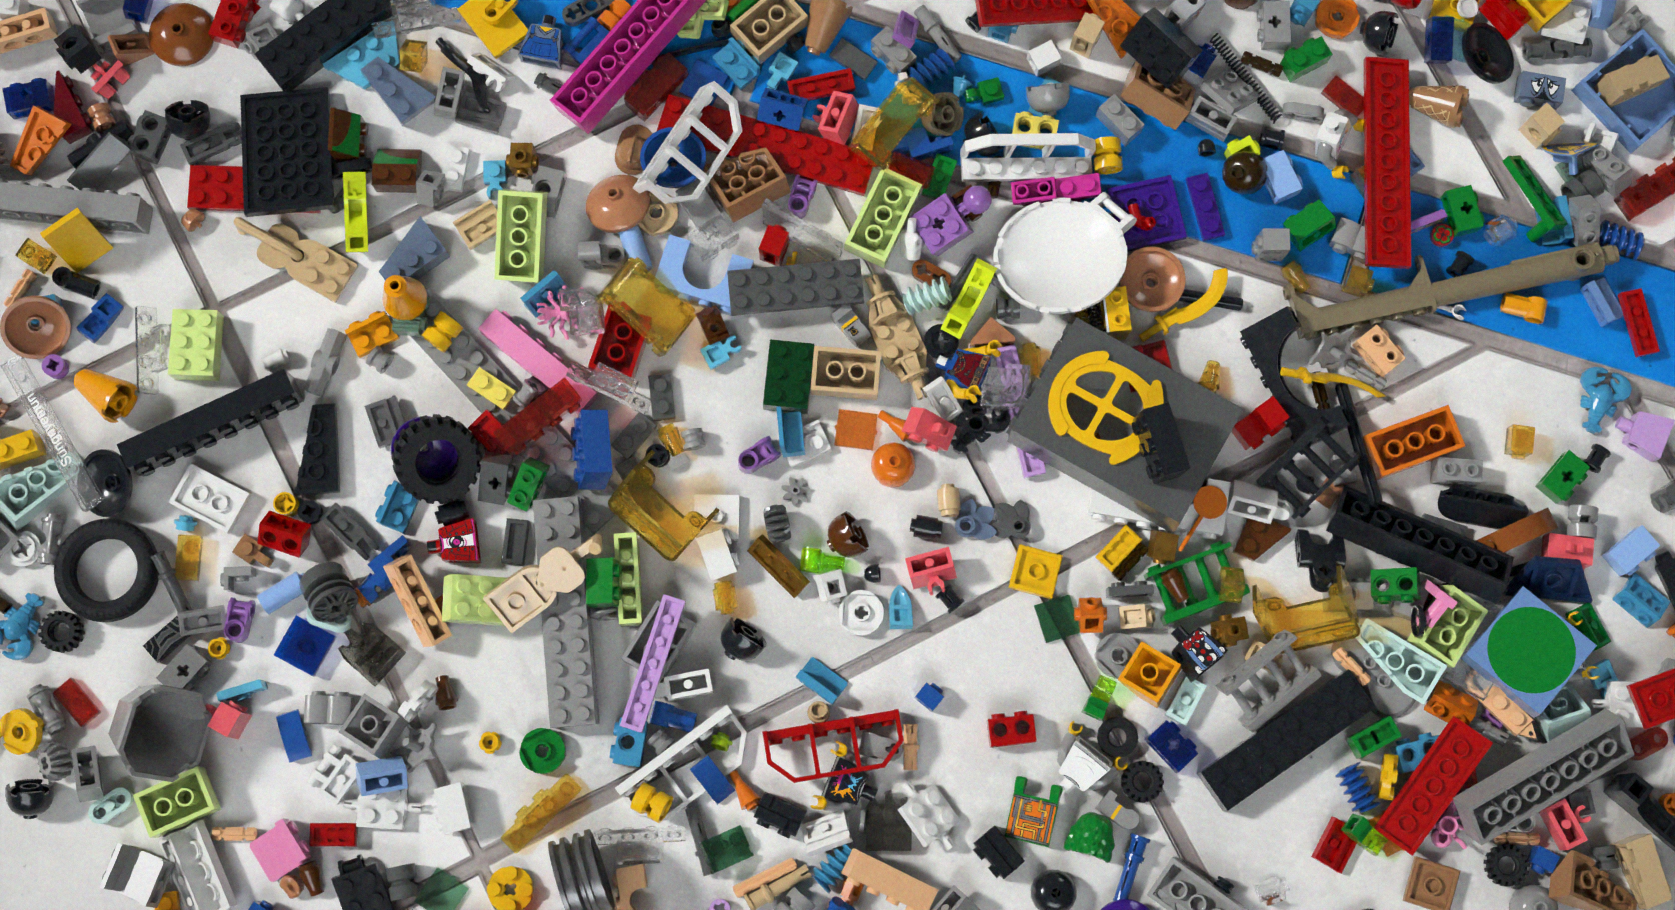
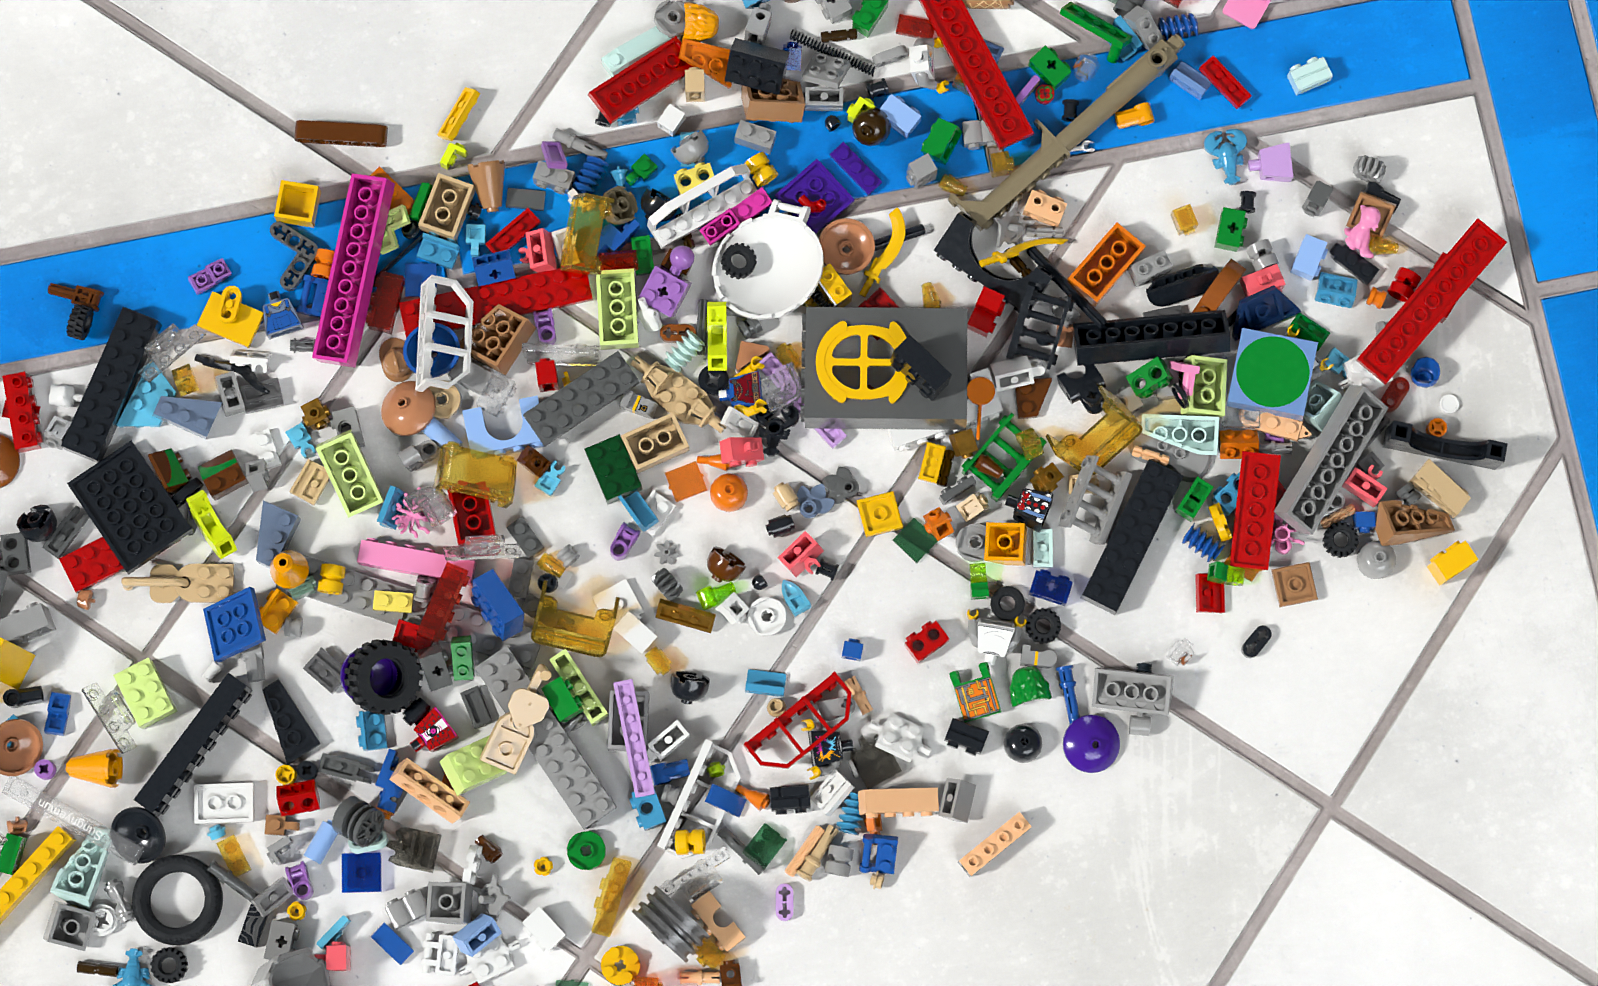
camera: 30 degrees left, 0 degrees up
(320, 324) = (234, 624): none -> blue plate
(1043, 226) = (746, 253): none -> black tyre

